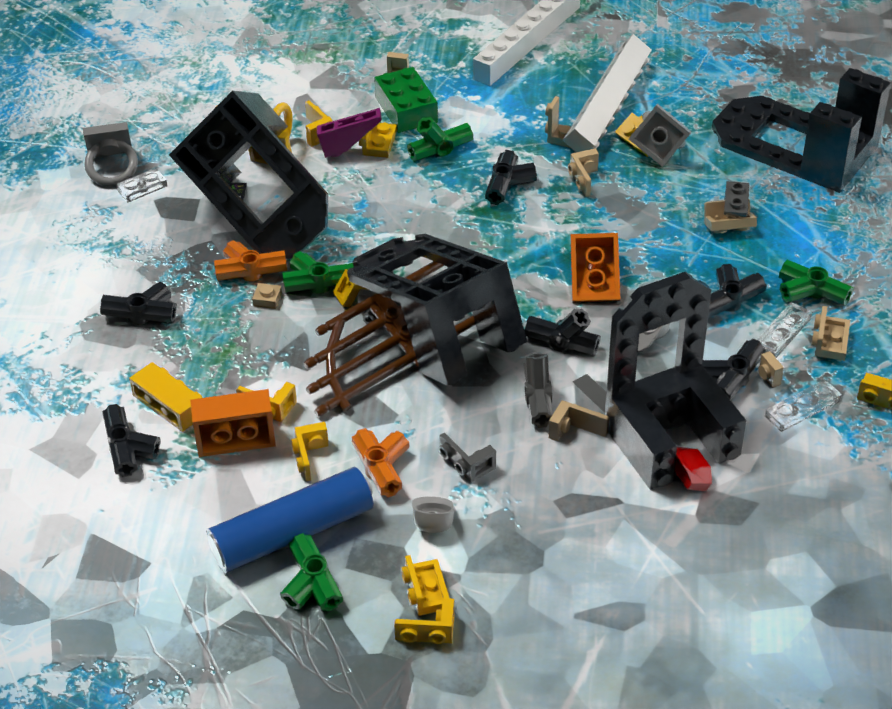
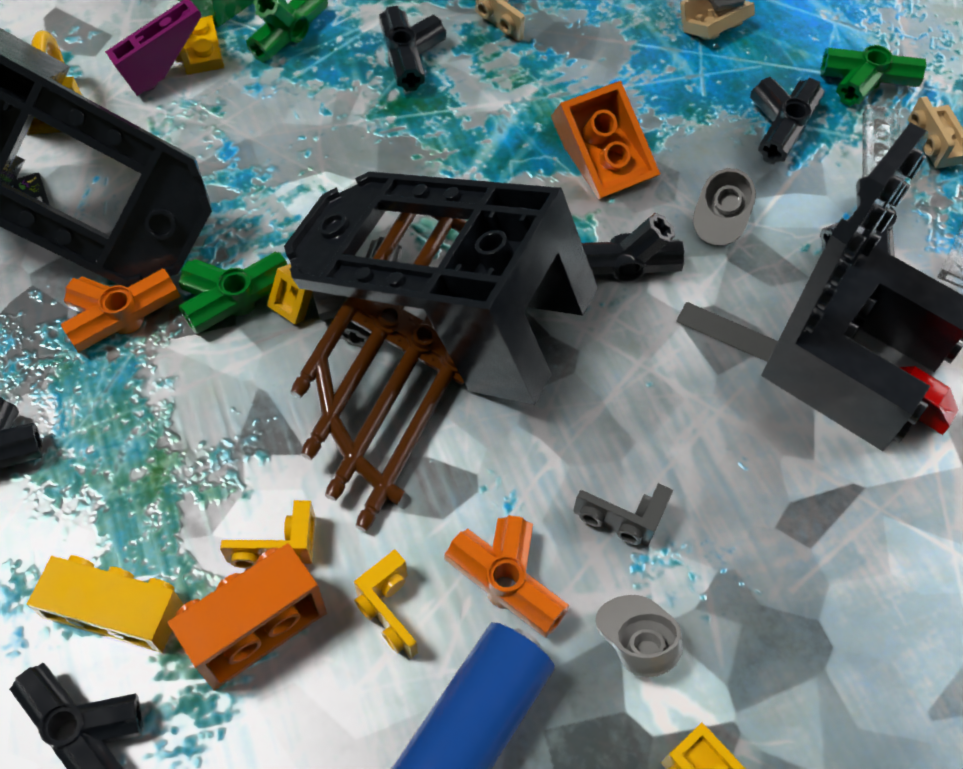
camera: 30 degrees left, 15 degrees up
(267, 295) = (170, 349): tan plate -> none
(316, 118) = (97, 41): yellow bracket -> none
(538, 389) = (653, 356): dark grey piece -> none
(577, 416) = (721, 378): tan bracket -> none
(770, 369) = (913, 209): tan plate -> none

